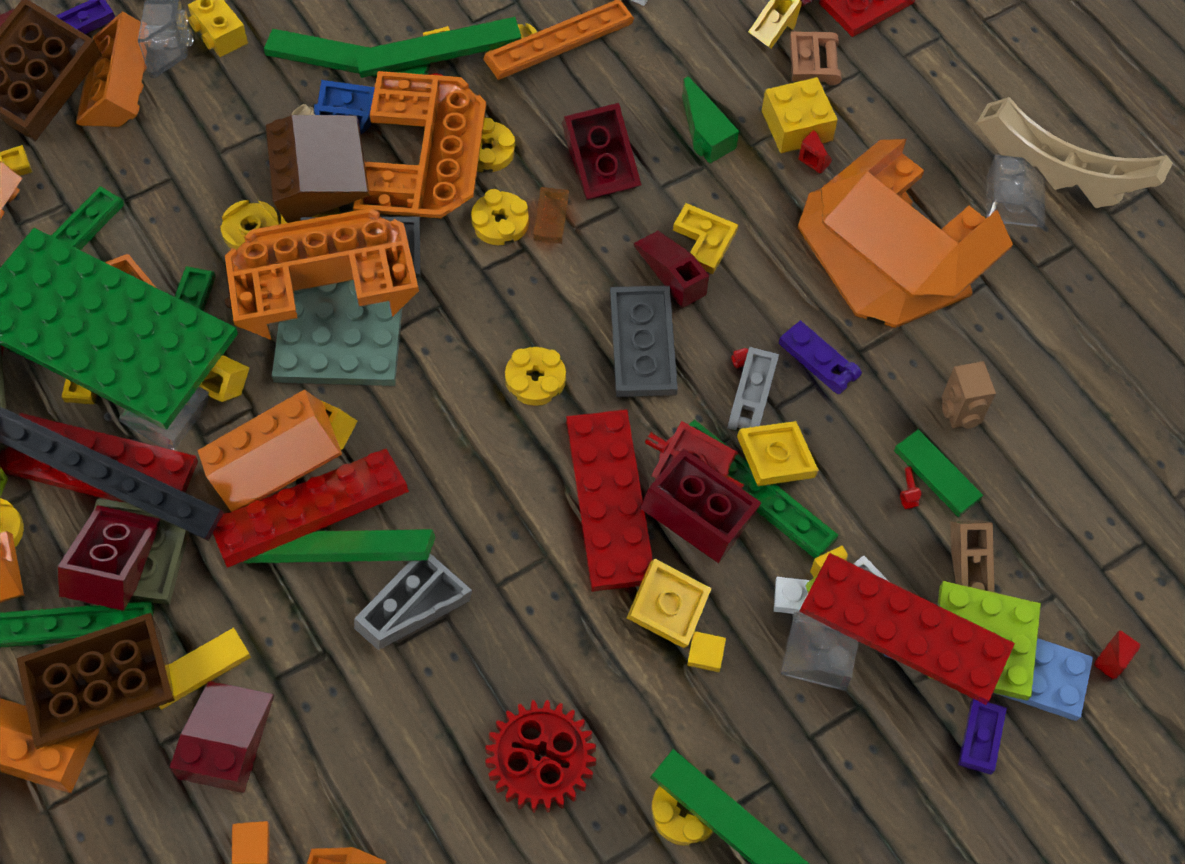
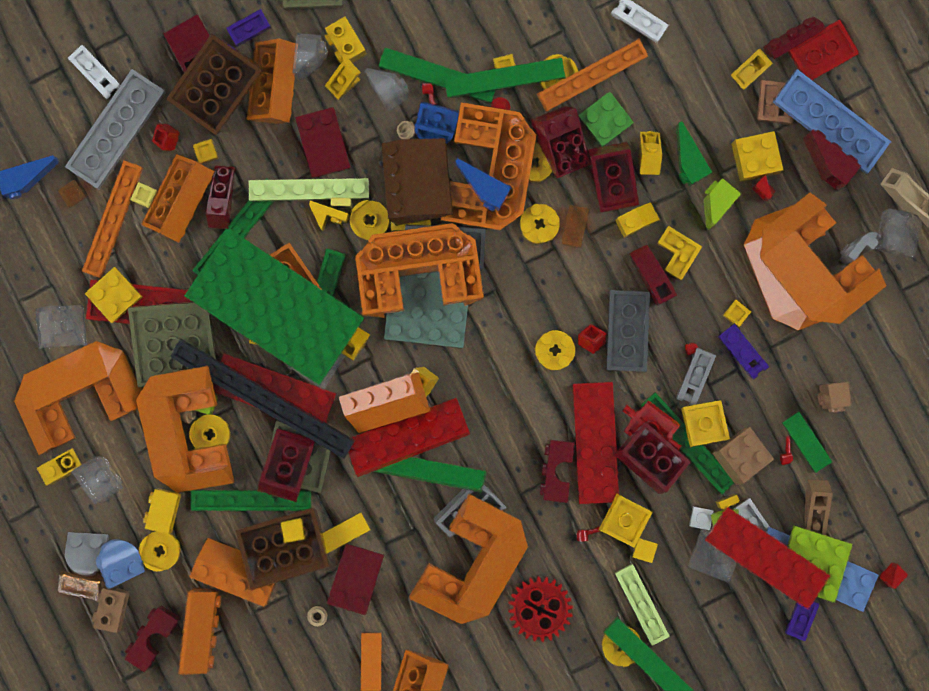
camera: 10 degrees right, 25 degrees up
(28, 210) = (220, 197): none -> dark red slope
(113, 646) = (292, 530): none -> yellow tile
(151, 794) = (311, 618): none -> tan plate
(158, 194) = (308, 189): none -> yellowish green plate
(183, 136) = (323, 142): none -> dark red slope
(187, 219) = (322, 213): none -> yellow slope
(207, 207) = (341, 203): none -> light yellow tile
(213, 63) = (343, 79): none -> yellow slope
(274, 63) = (388, 87): none -> clear slope
(333, 71) = (427, 88): none -> red hand
(417, 158) = (488, 189): none -> blue slope
(433, 738) = (501, 551): none -> orange slope
(522, 109) = (561, 140): none -> dark red slope
(550, 564) = (557, 453): none -> dark red arch
(583, 89) = (605, 119): none -> bright green plate
(589, 355) = (592, 338): none -> red slope
(603, 632) = (582, 535): none -> red hand
(637, 201) = (637, 219): none -> yellow slope
(649, 121) = (650, 153): none -> yellow slope
(712, 736) = (642, 604): none -> yellowish green plate
(754, 163) = (718, 200): none -> lime slope
(802, 308) = (737, 313): none -> yellow tile
(842, 492) = (743, 456): none -> medium nougat brick
(894, 69) = (821, 111): none -> medium blue plate
(900, 106) = (831, 162): none -> dark red slope
(970, 193) = (860, 245): none -> light grey slope

